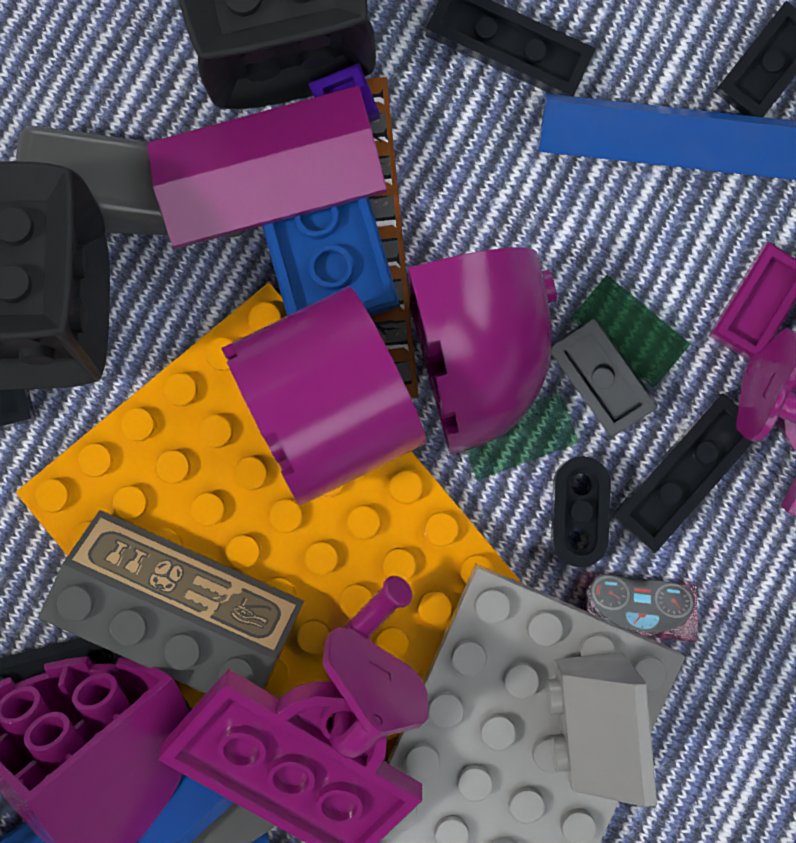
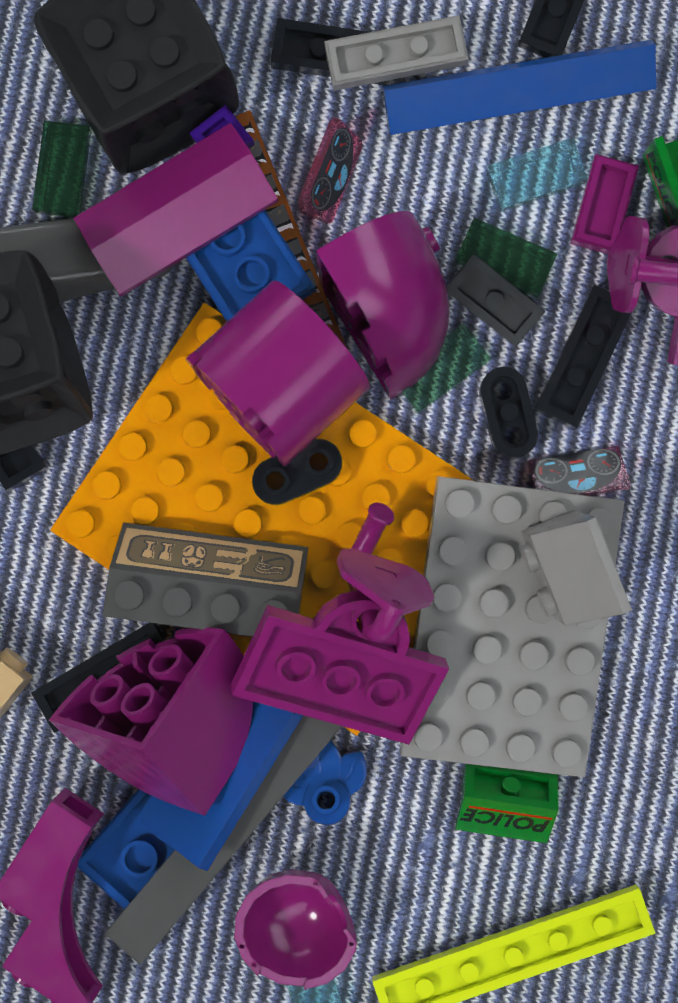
camera: 15 degrees left, 0 degrees up
(152, 82) = (61, 169): none -> clear green tile
(317, 517) = (298, 474): none -> black plate
(457, 174) = (330, 172): none -> slope
(573, 60) = (396, 53): none -> light grey tile
(693, 245) = (536, 174): none -> clear light blue tile

